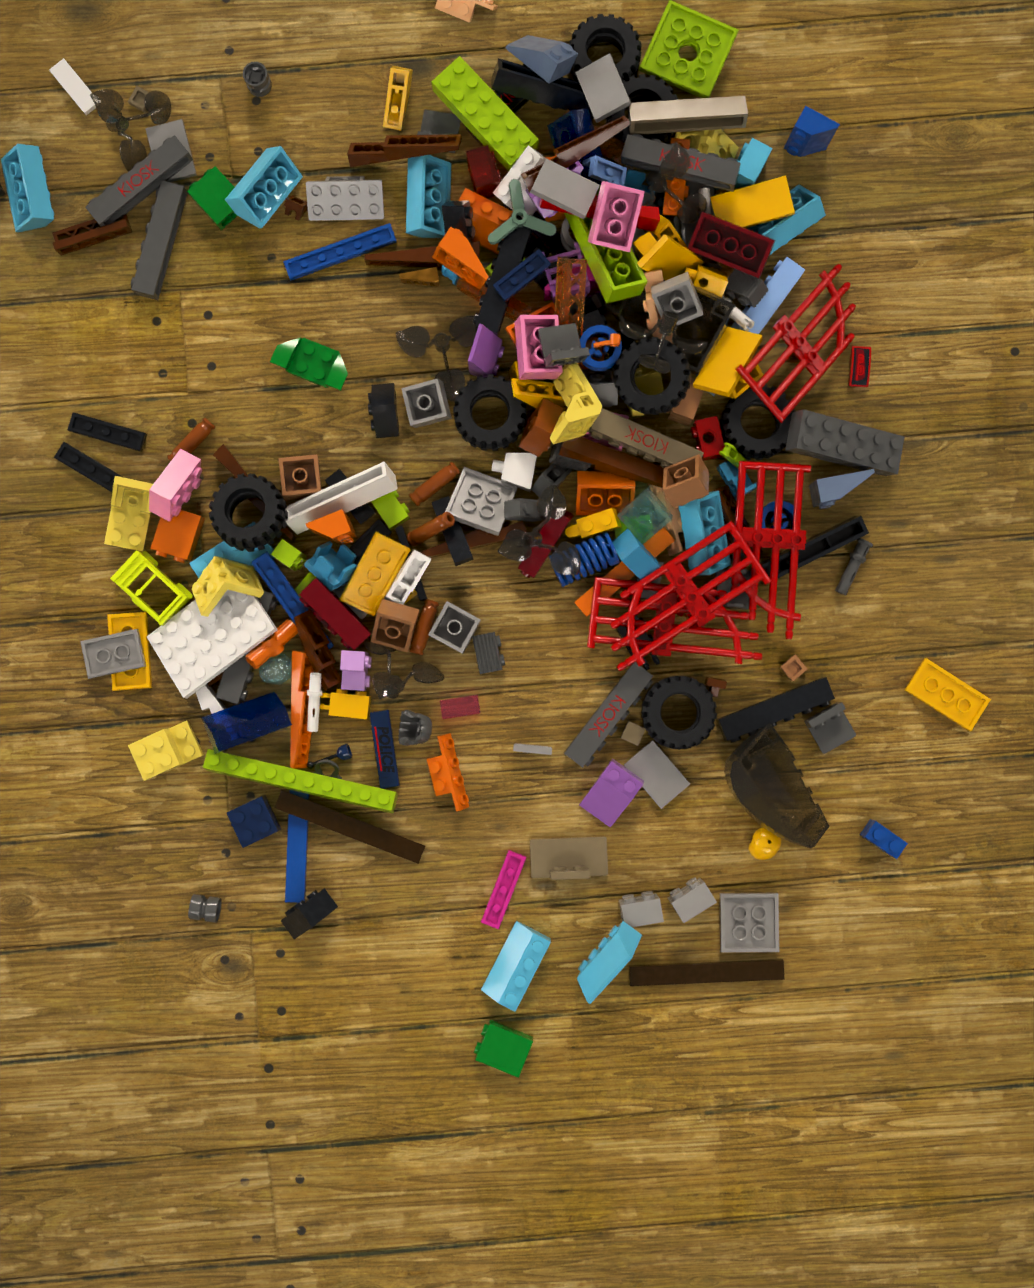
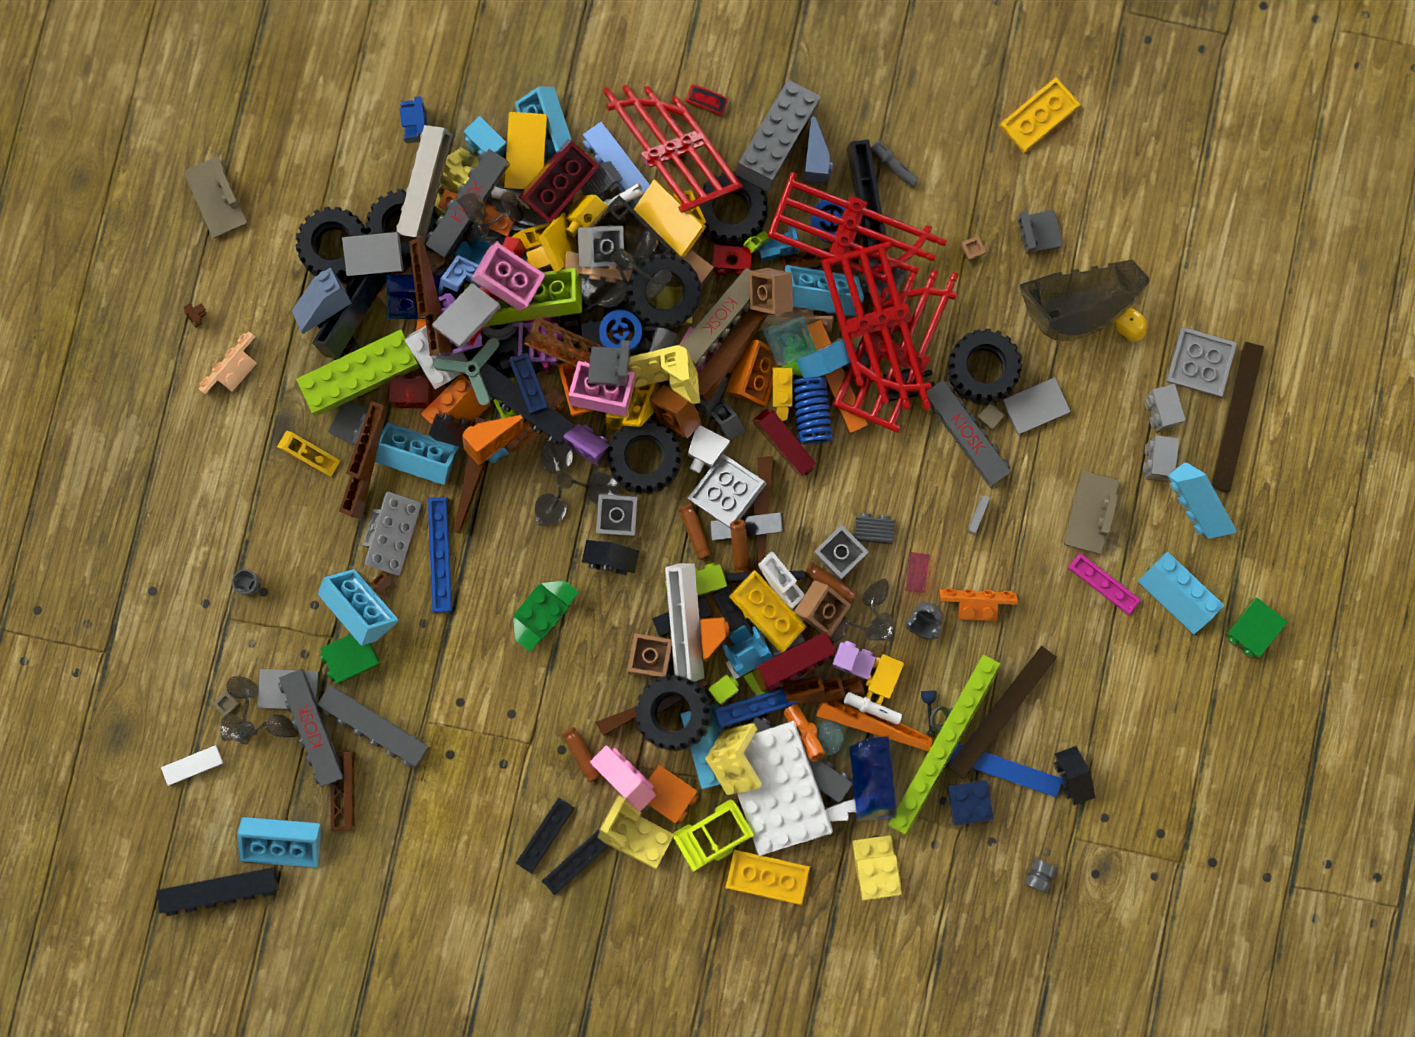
camera: 75 degrees left, 5 degrees down
(113, 653) = (766, 892): light grey tile -> none
(384, 749) = (936, 656): dark blue tile -> none
(424, 277) = (493, 478): pearl gold slope -> none
(518, 544) = (782, 467): clear smoke plant -> none
(522, 509) = (749, 450): dark grey brick -> none
(611, 793) = (1042, 452): medium lavender slope -> none
(614, 341) = (620, 316): orange hand -> none
(682, 28) = (350, 142): lime piece -> none
(715, 685) = (968, 325): reddish brown tile -> none
(754, 87) = (413, 118): none -> blue panel
(775, 709) = (1007, 276): black brick -> none
(811, 133) = (474, 78): blue slope -> none
(883, 839) = (1158, 214): blue brick -> none

